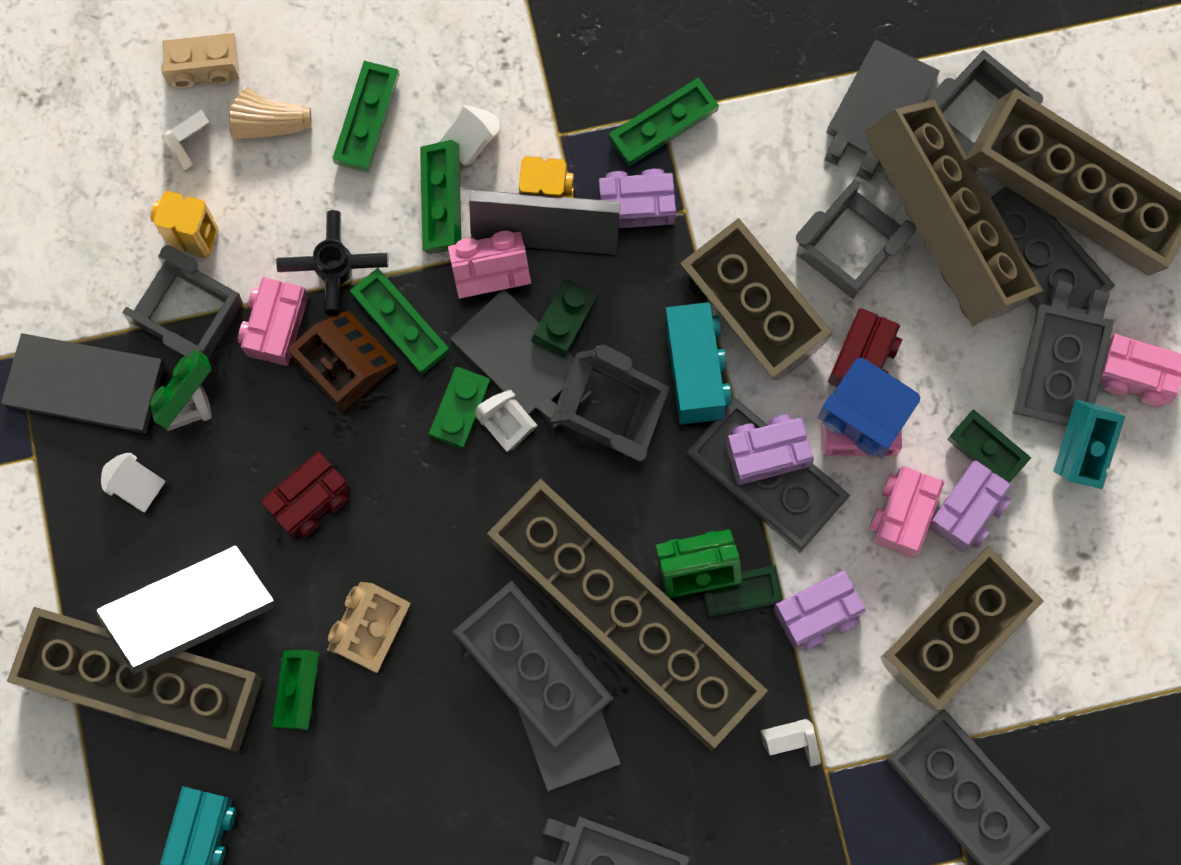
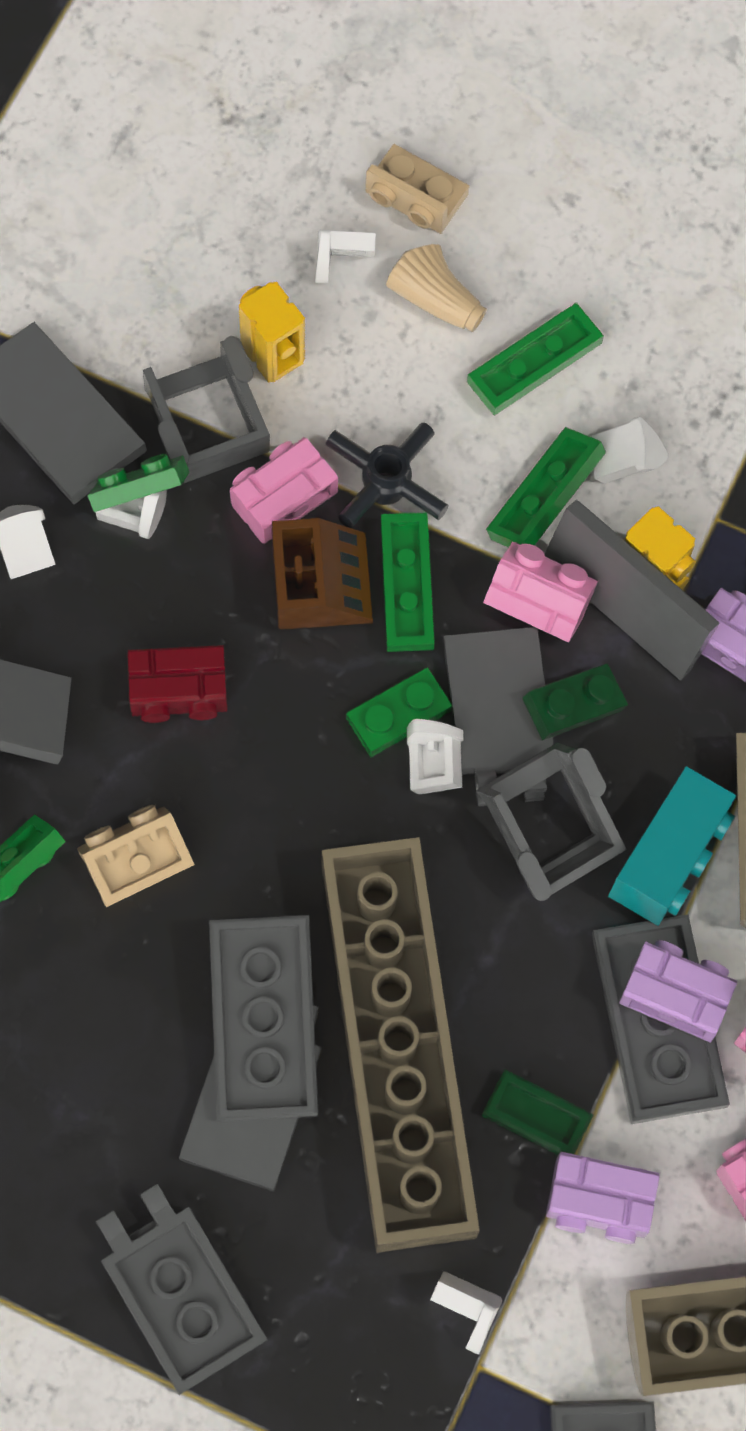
camera: 35 degrees right, 5 degrees down
(699, 563) = (513, 1049): green brick -> none

